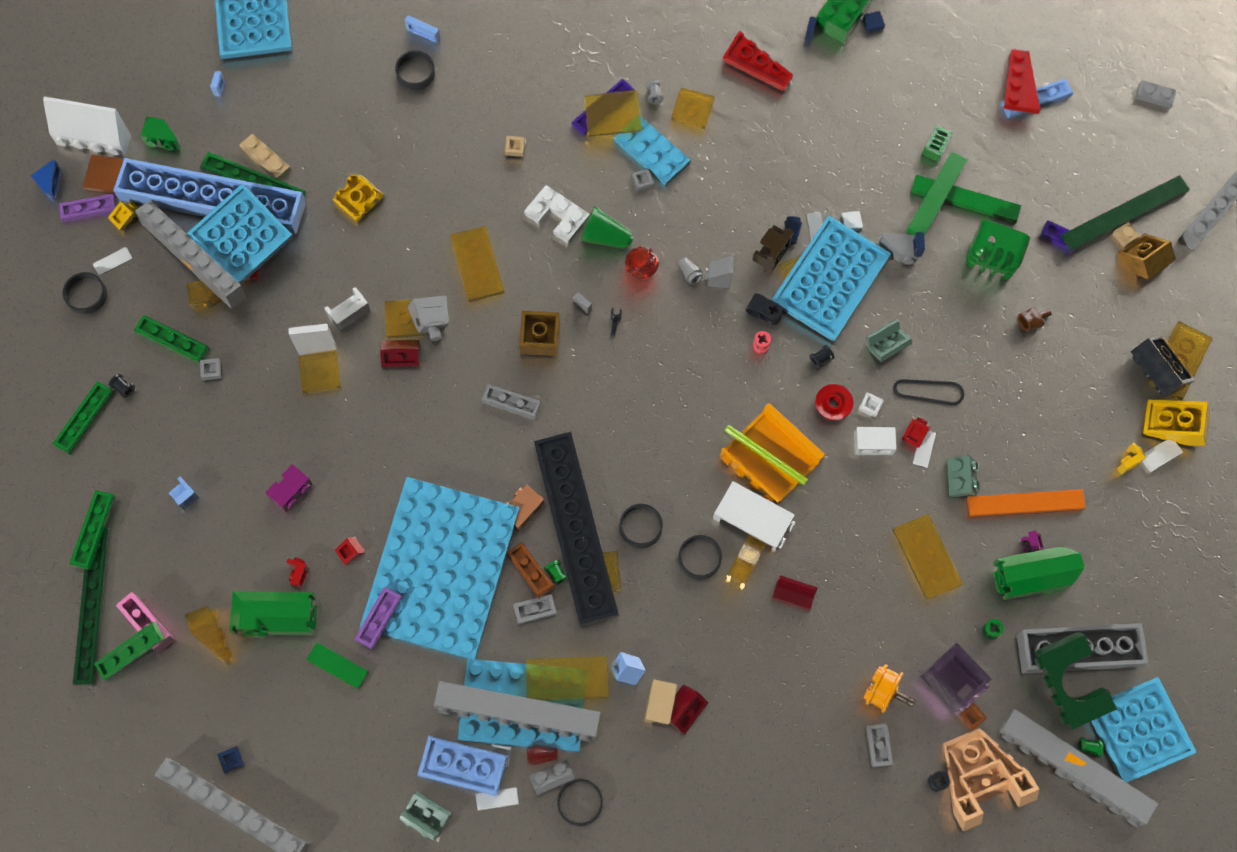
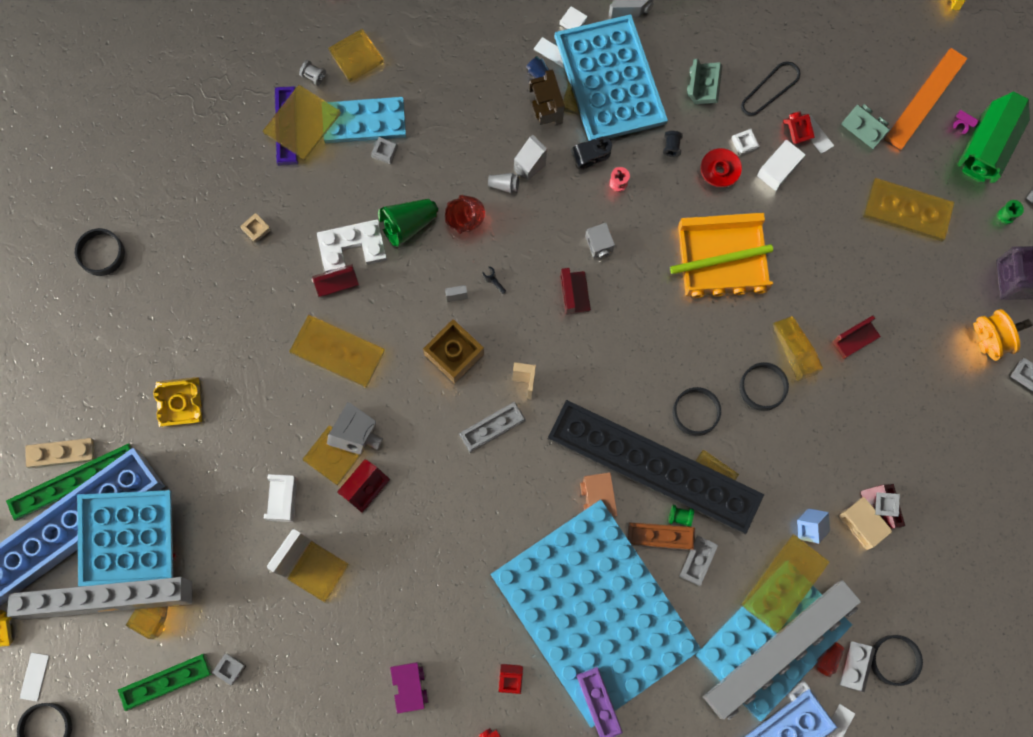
camera: 50 degrees left, 5 degrees up
(422, 29) = (65, 212): light blue tile -> none
(523, 222) = (335, 280): none -> dark red panel
(564, 393) = (525, 373): none -> tan panel
(654, 378) = (575, 291): none -> dark red panel
(683, 703) = (887, 504): none -> light grey plate
(704, 365) = (600, 241): none -> light grey brick
(755, 515) = (766, 313): white panel -> none

